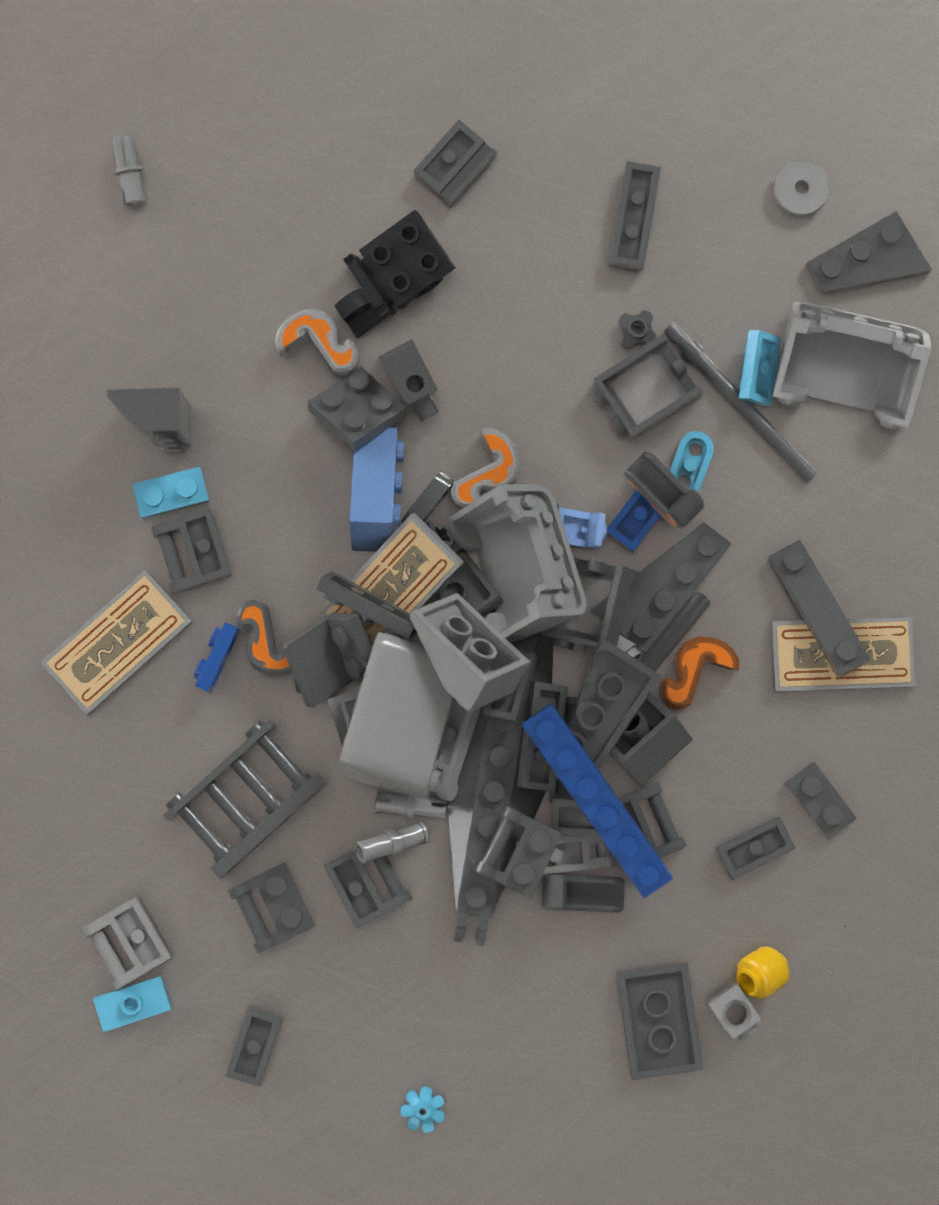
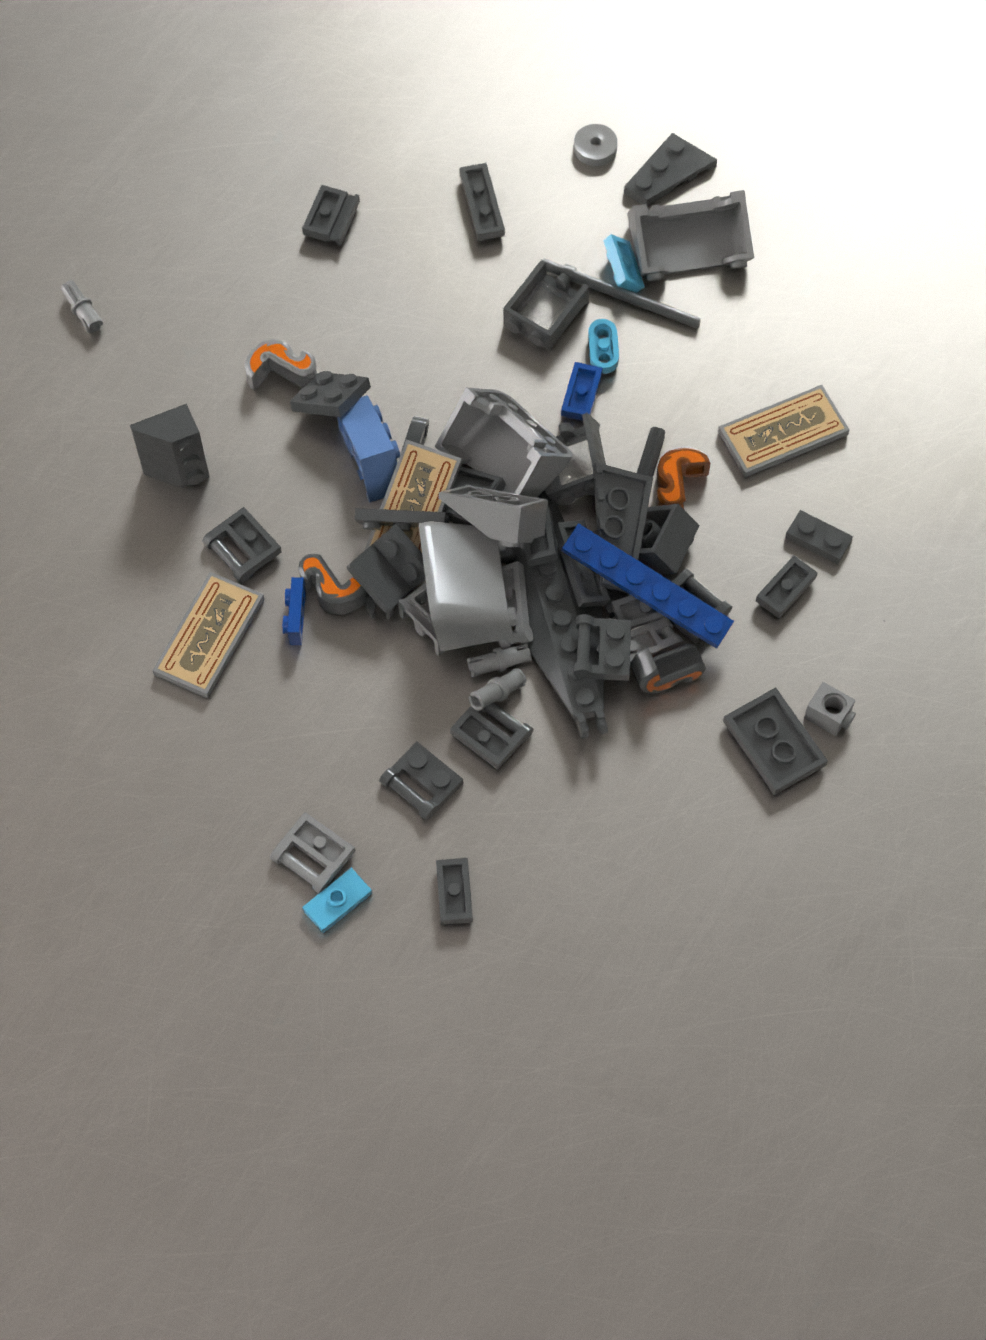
camera: 25 degrees left, 20 degrees down
(170, 492) = (207, 512): medium azure plate -> none
(277, 808) = (381, 728): dark grey fence -> none
(395, 269) = (316, 297): black plate -> none
(406, 362) = (360, 355): dark grey torso -> none
(424, 1101) = (616, 887): medium azure plant -> none
(502, 471) = (451, 385): animal -> none
(583, 528) = (548, 414): light blue bracket -> none
(632, 337) = (517, 279): dark grey plate -> none
(663, 490) = (593, 361): dark grey animal -> none
(668, 583) = (629, 425): dark grey wing -> none
(762, 972) = (839, 668): yellow head -> none
(819, 609) = (750, 403): dark grey plate -> none

